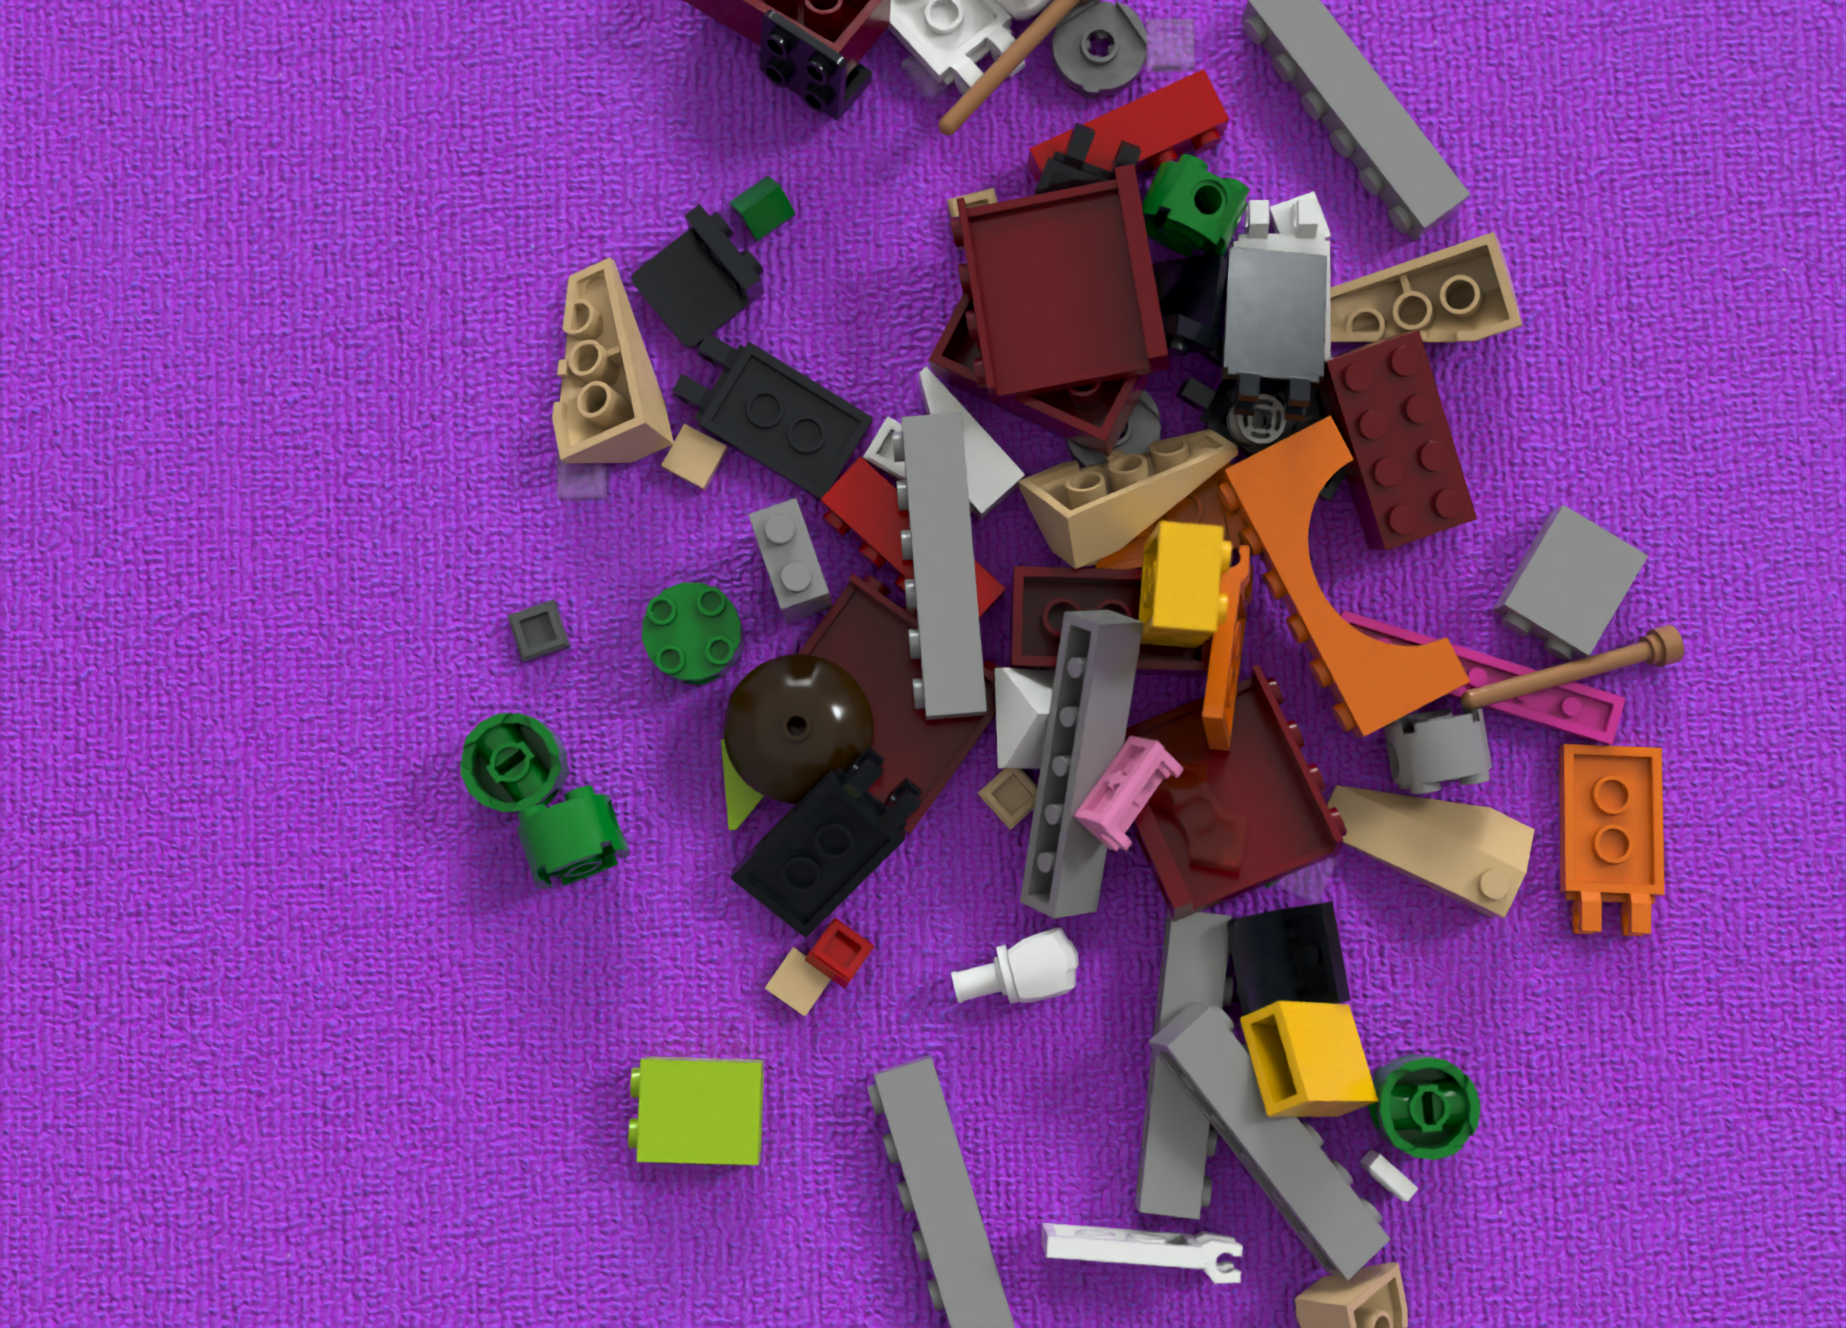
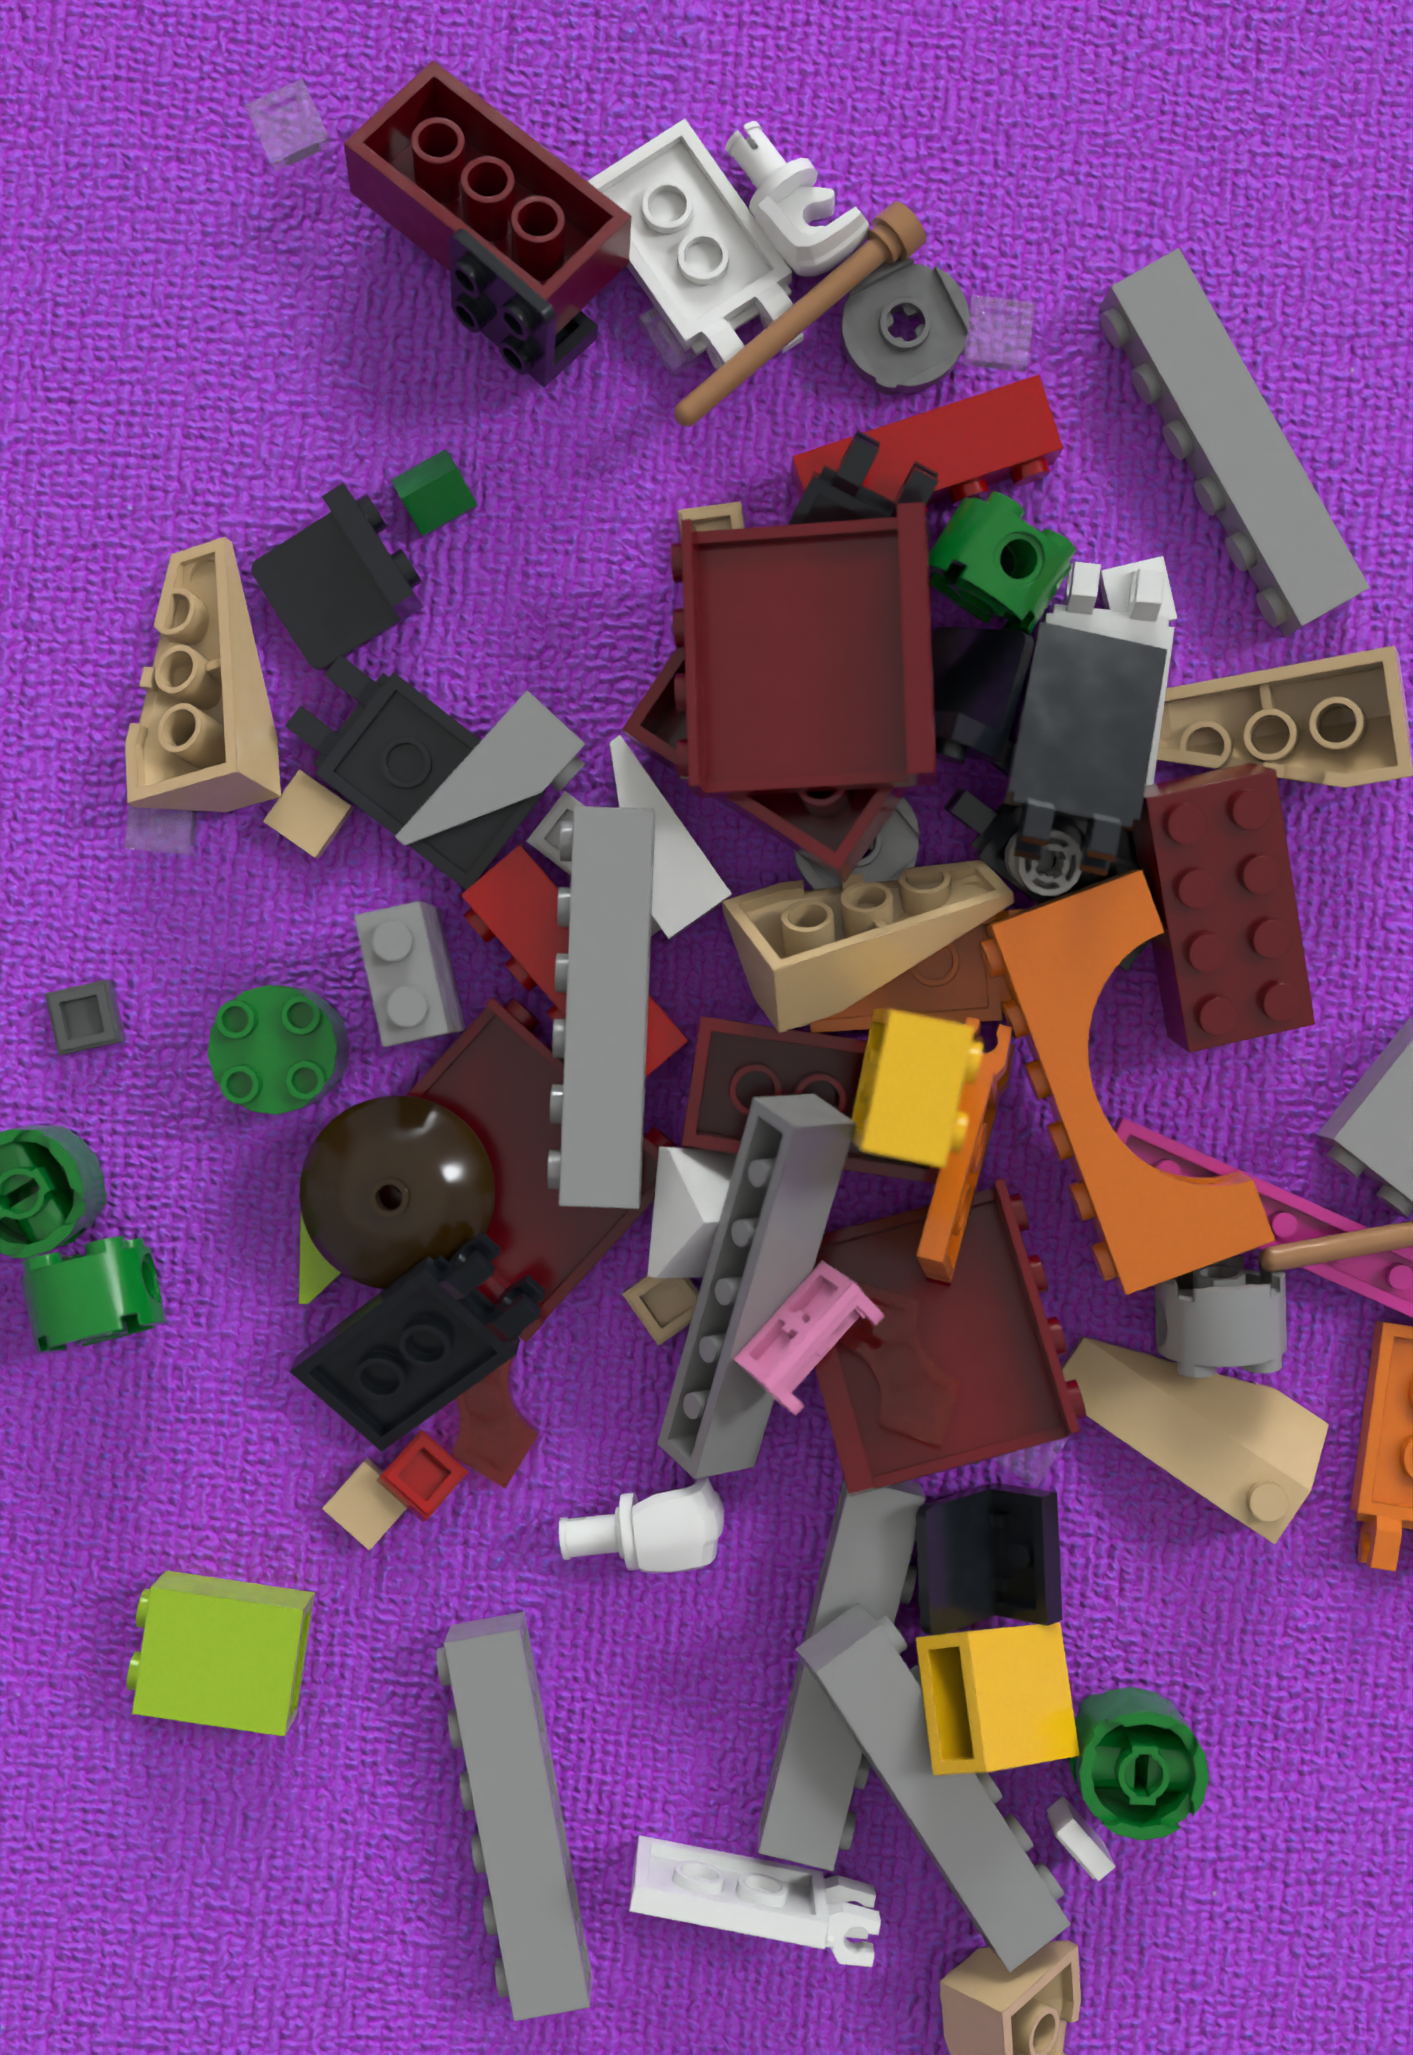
camera: 10 degrees right, 5 degrees up
(844, 401) = (508, 766): none -> light grey slope
(889, 912) = (492, 1428): none -> clear red tile

